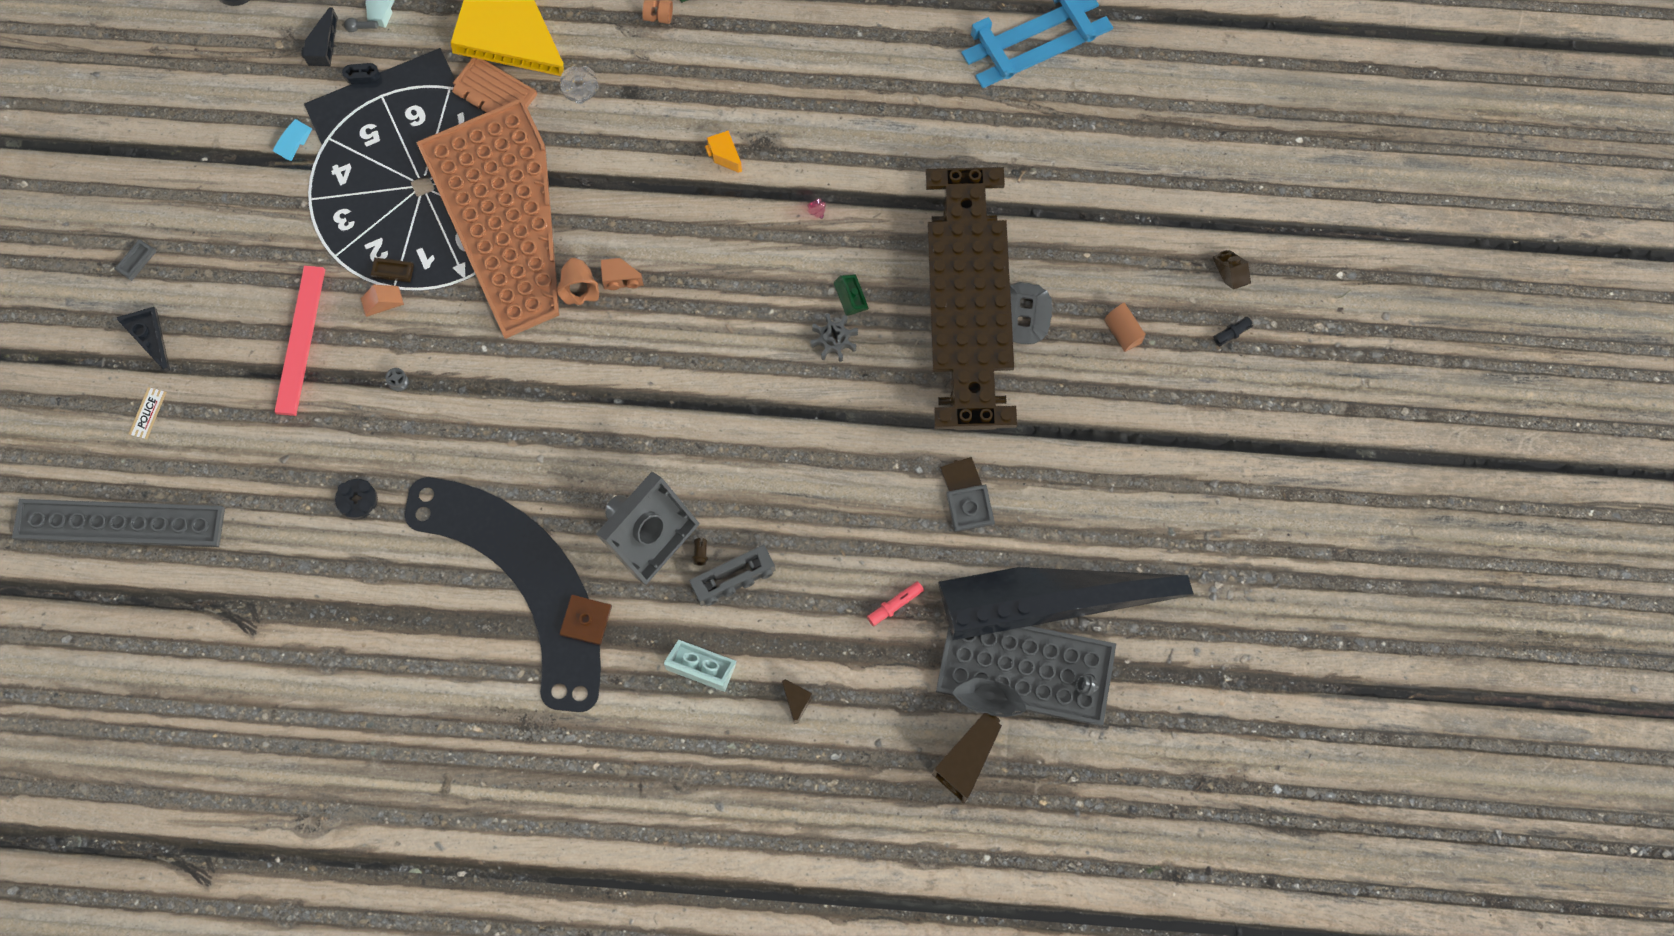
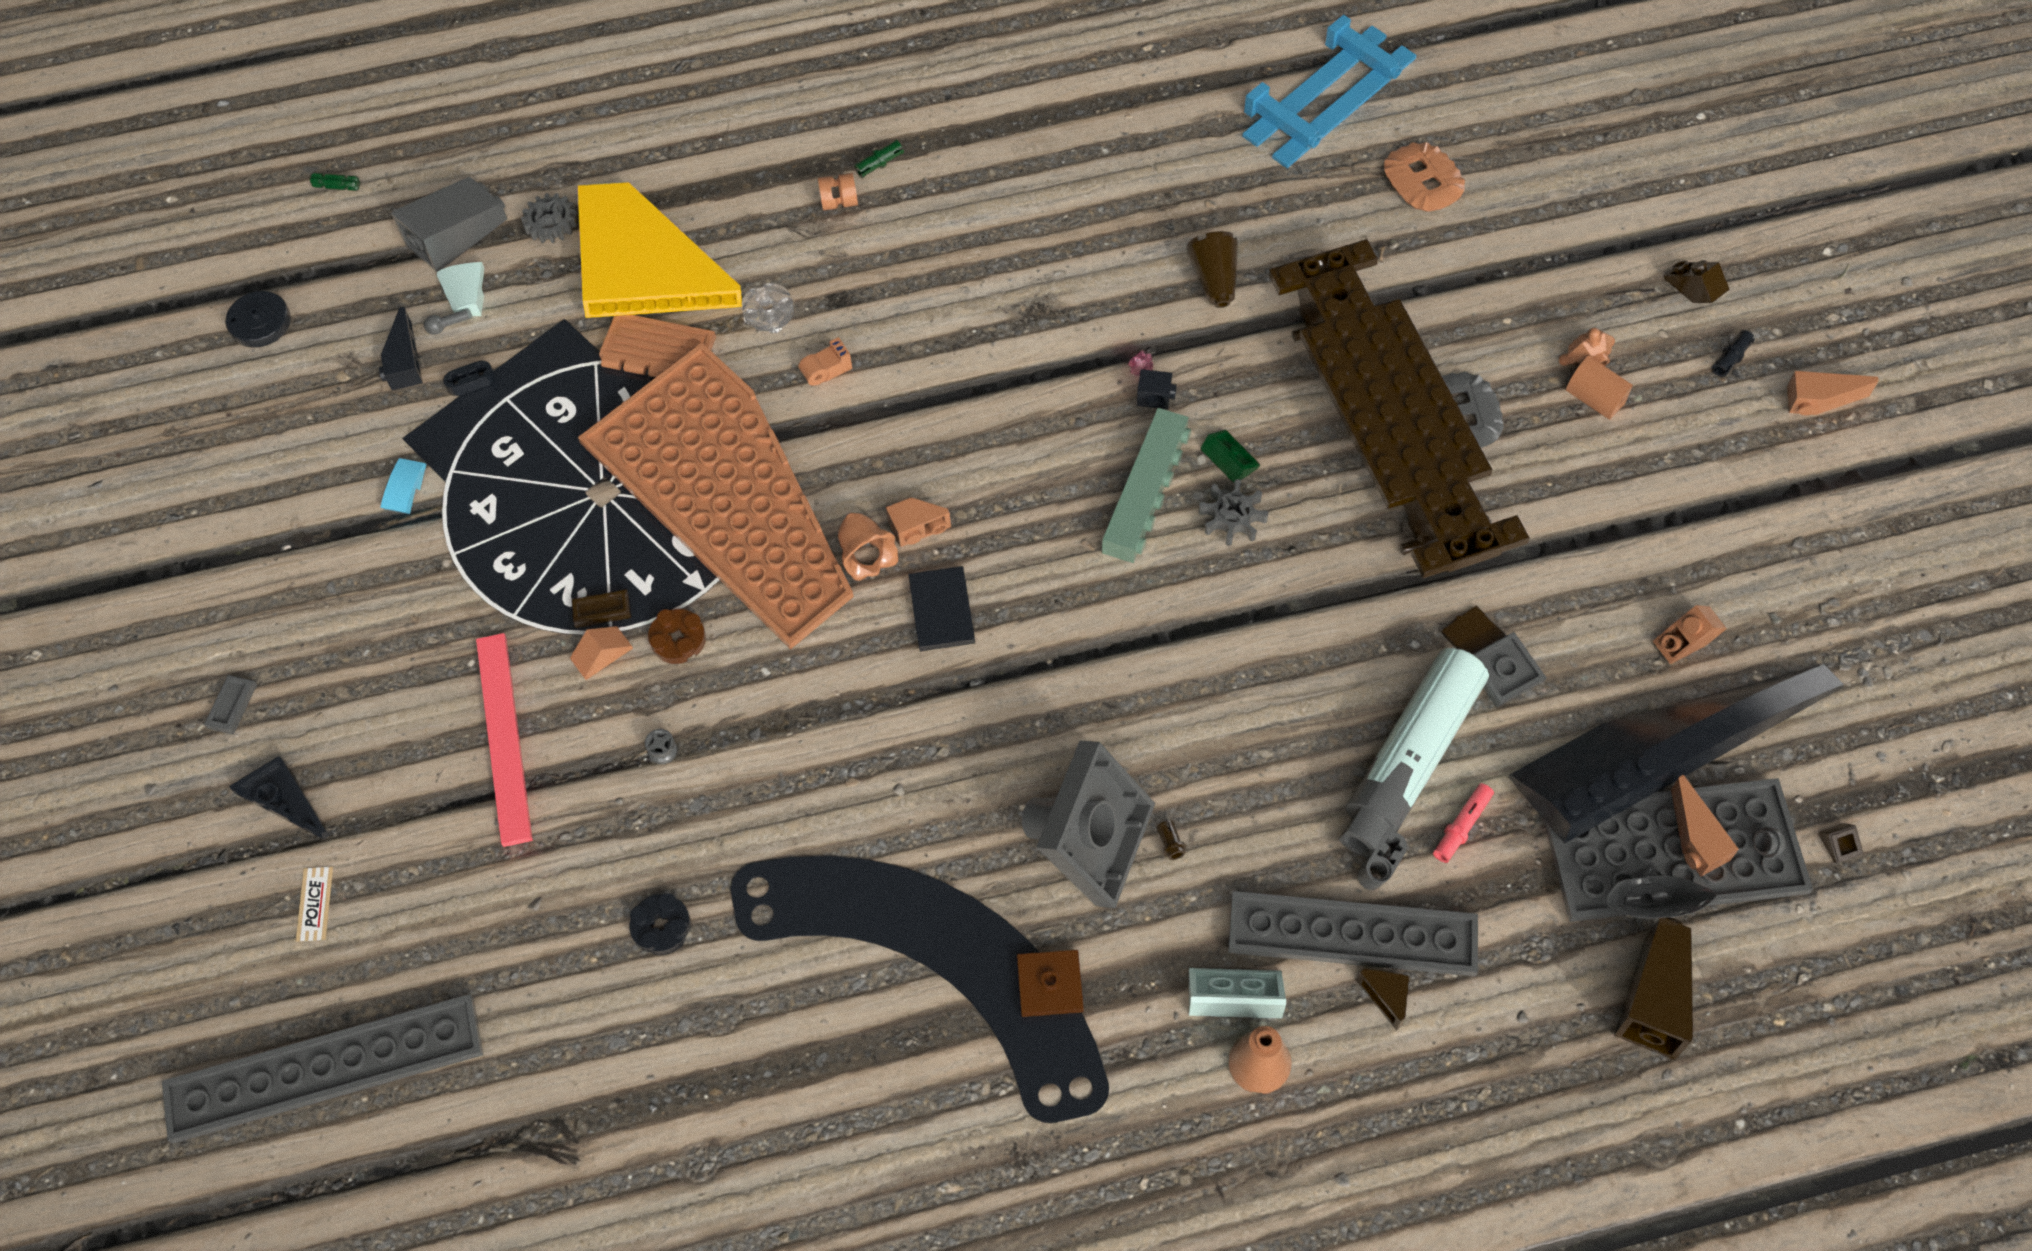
camera: 15 degrees left, 10 degrees down
(436, 315) = (685, 647): none -> reddish brown plate
(602, 139) = (826, 363): none -> nougat leg
(614, 342) = (941, 608): none -> black tile
(698, 715) = (1260, 1061): none -> nougat cone
(723, 151) = (993, 332): light orange slope -> none
(756, 558) = (1204, 892): dark grey brick -> none
(783, 298) = (1145, 486): none -> sand green brick
(791, 653) = (1354, 933): none -> dark grey plate
(818, 230) = (1155, 389): none -> black brick
(877, 549) = (1408, 762): none -> piece
(896, 151) = (1215, 265): none -> dark brown cone
(1043, 668) = (1700, 833): none -> nougat slope
(1062, 126) = (1409, 183): none -> nougat piece
(1105, 524) = (1689, 633): none -> nougat slope
(1133, 296) = (1593, 344): none -> nougat rock
(1140, 699) = (1842, 842): none -> dark brown slope
(1282, 381) = (1819, 392): none -> nougat slope

